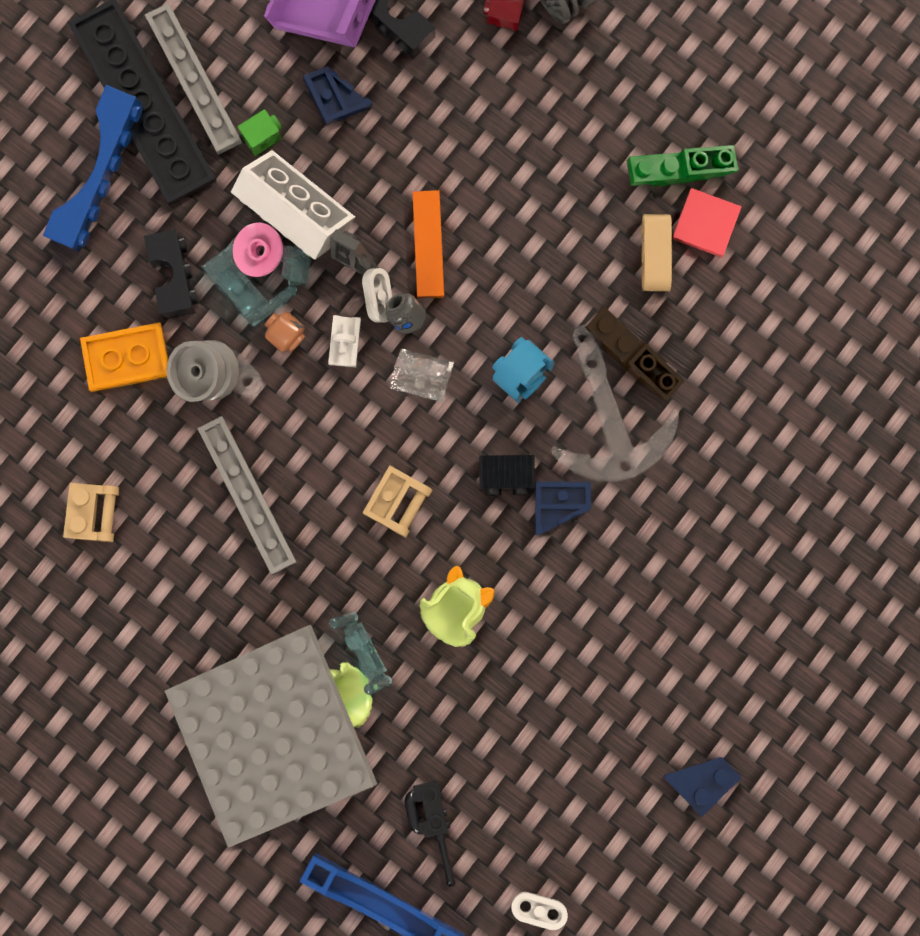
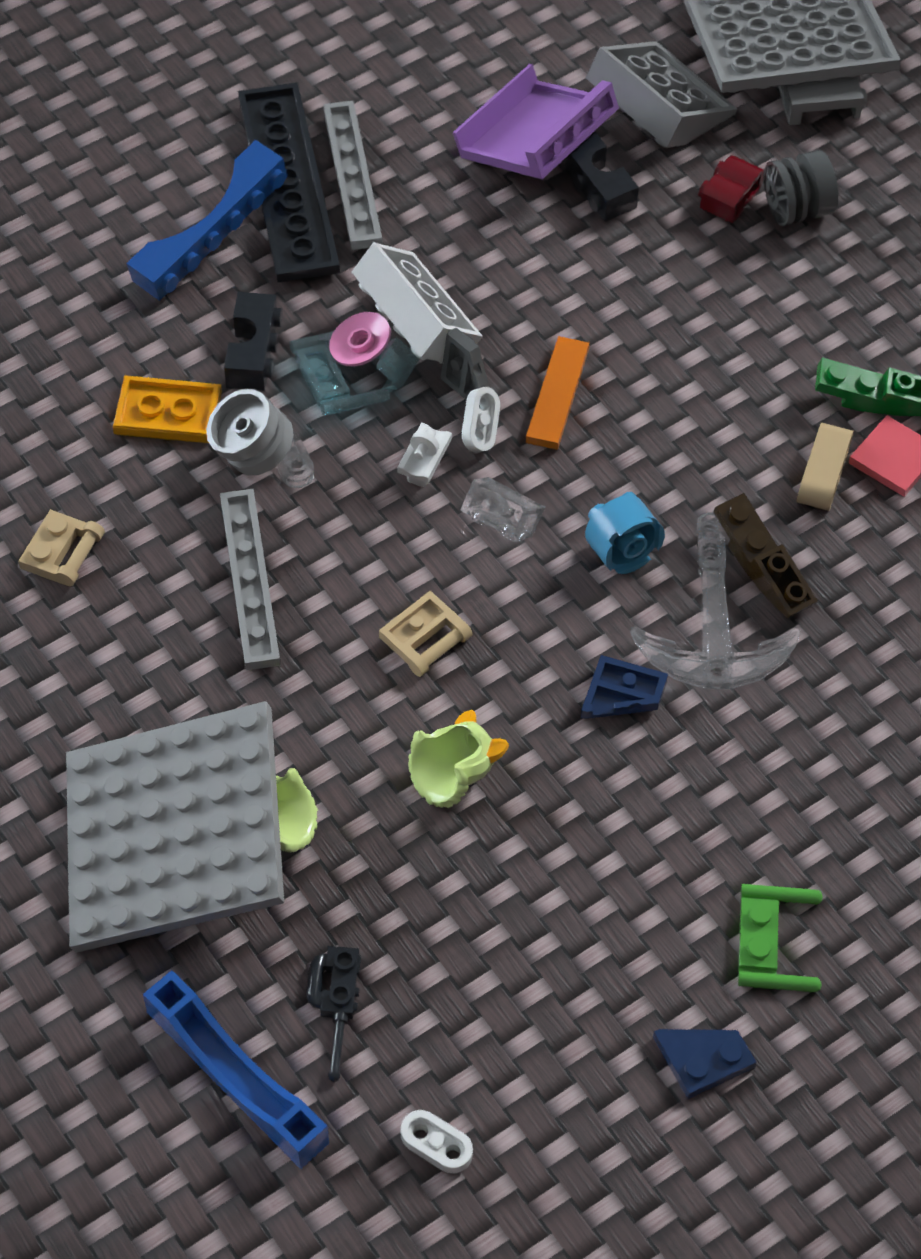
camera: 20 degrees right, 25 degrees down
(260, 132) = (408, 234): bright green brick -> none
(284, 331) = (359, 427): nougat head -> none
(333, 96) = (502, 228): dark blue wing -> none
(369, 659) = (321, 764): clear light blue plate -> none
(405, 313) = (506, 444): dark grey head -> none
(506, 473) = (568, 638): black brick -> none
(716, 673) = (760, 937): none -> bright green plate

